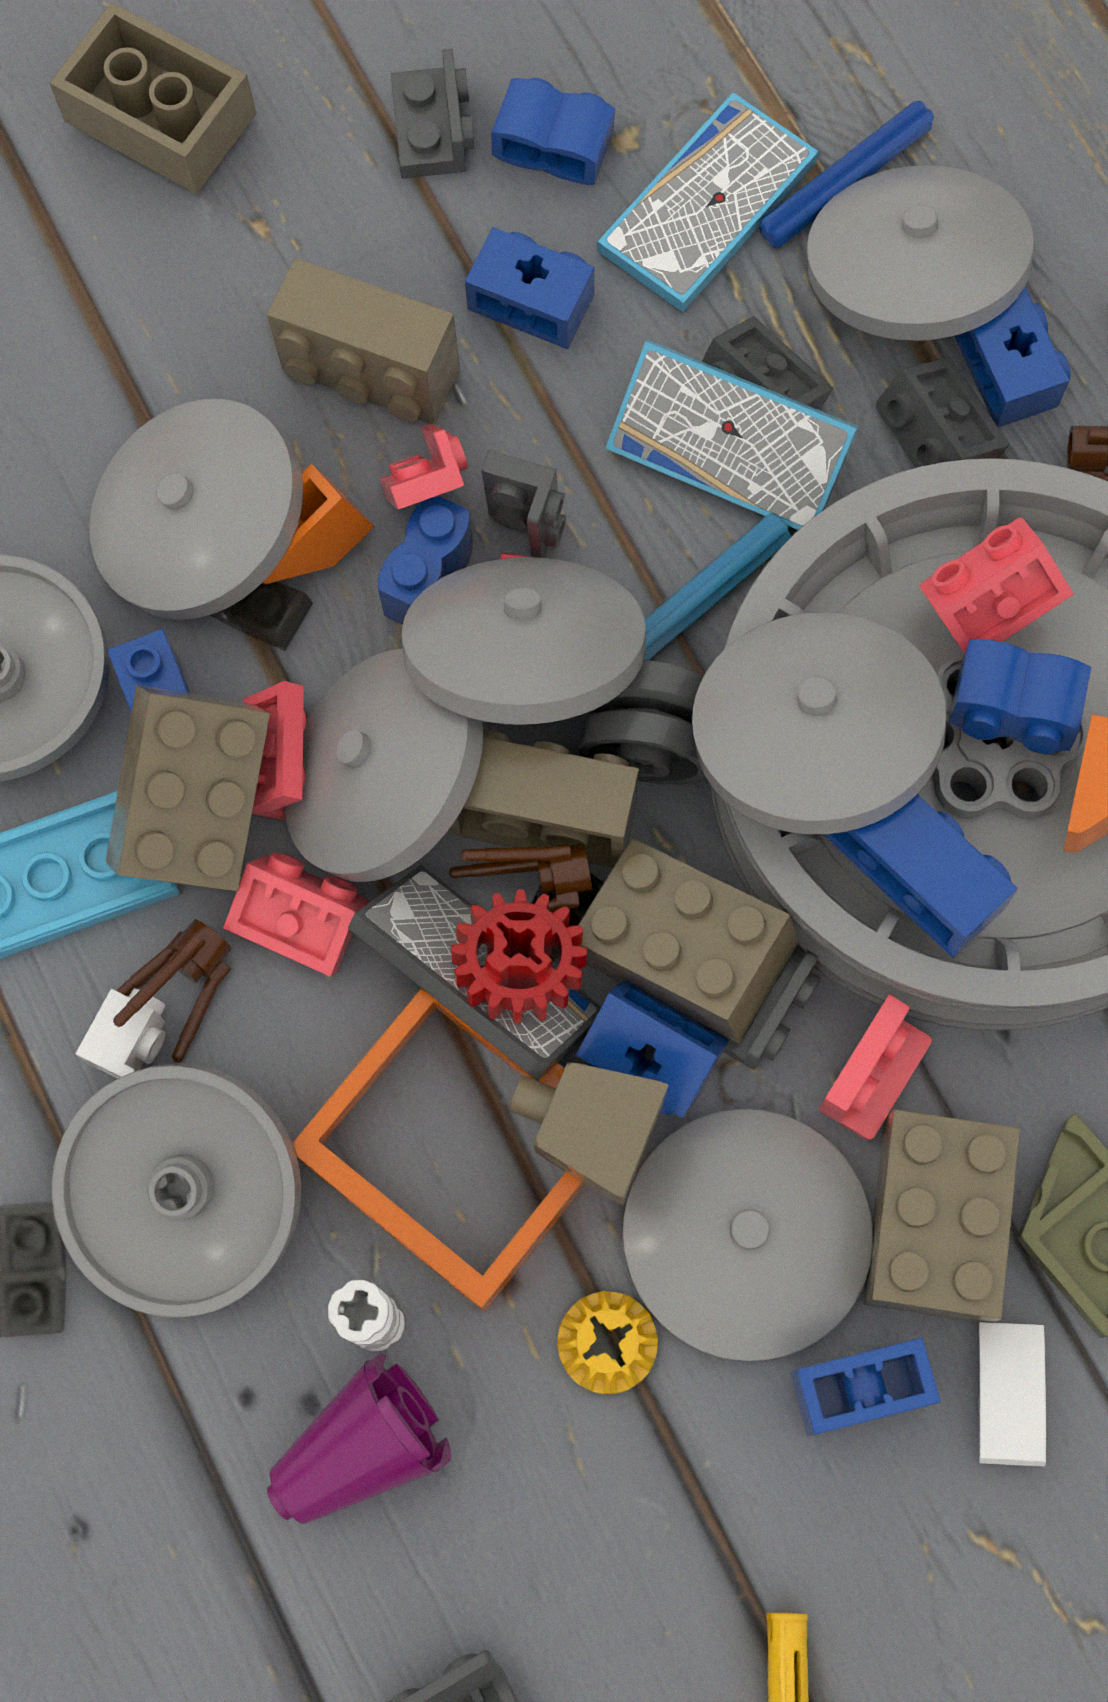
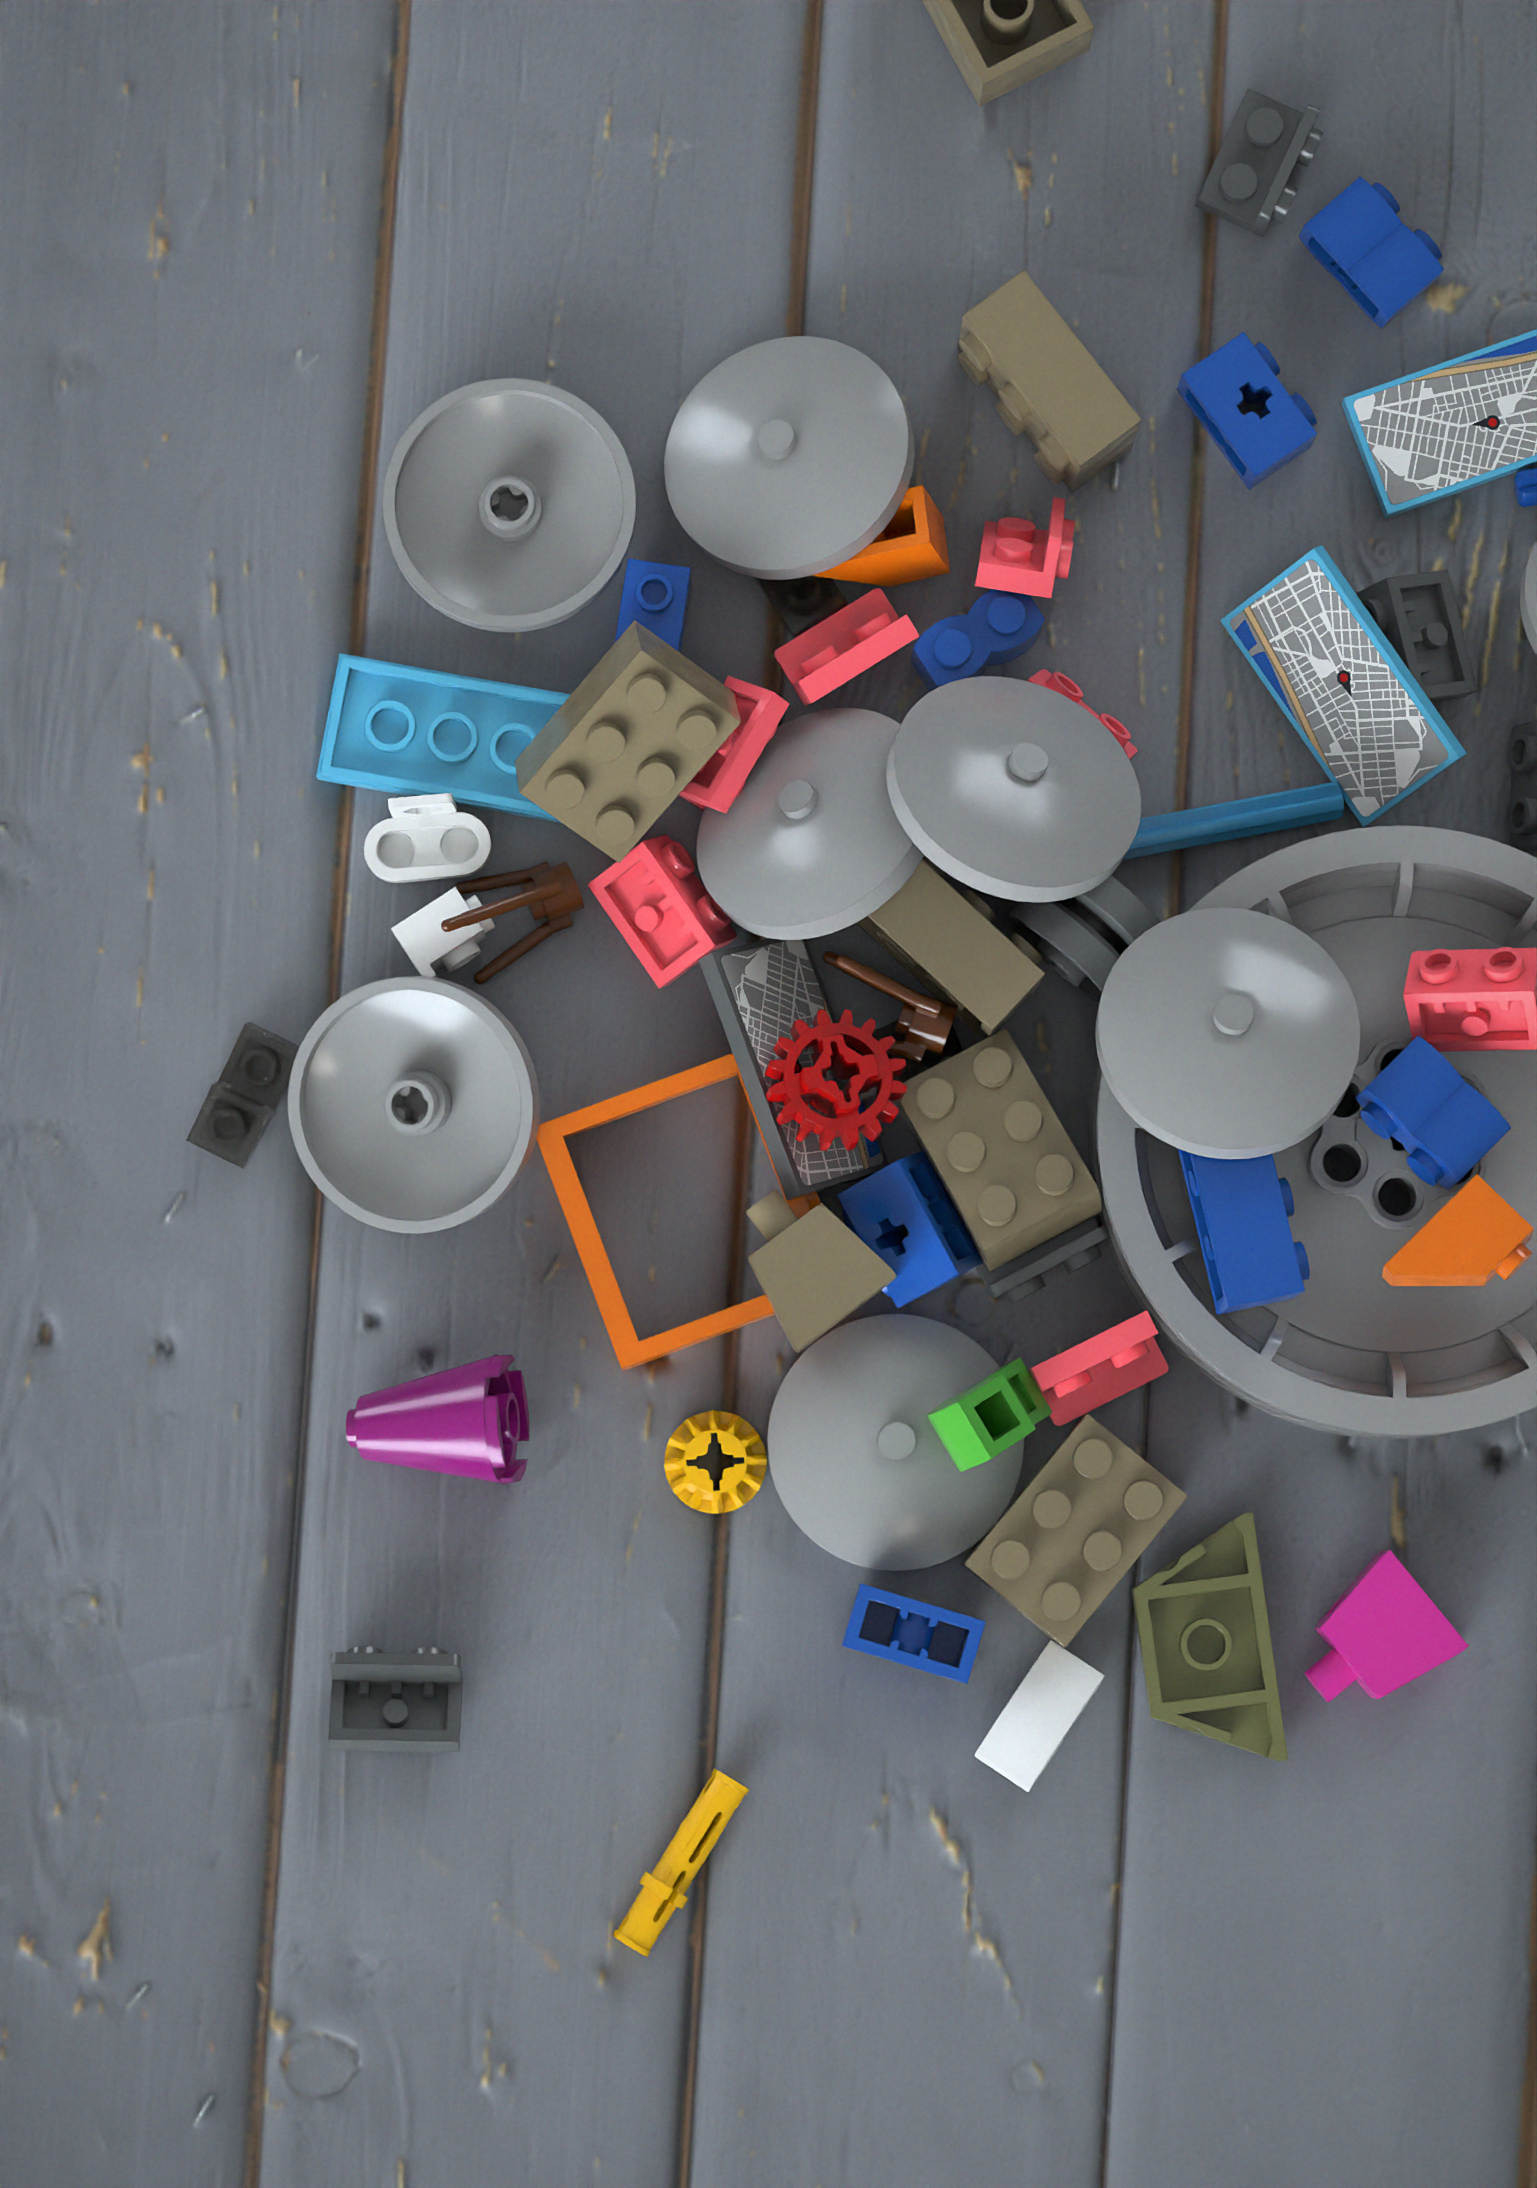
camera: 25 degrees right, 10 degrees up
(68, 968) = (426, 841): none -> white bracket
(324, 627) = (843, 646): none -> coral bracket
(366, 1316) = (518, 1318): white piece -> none
(525, 496) = (1105, 630): dark grey bracket -> none
(815, 1161) = (989, 1415): none -> bright green brick

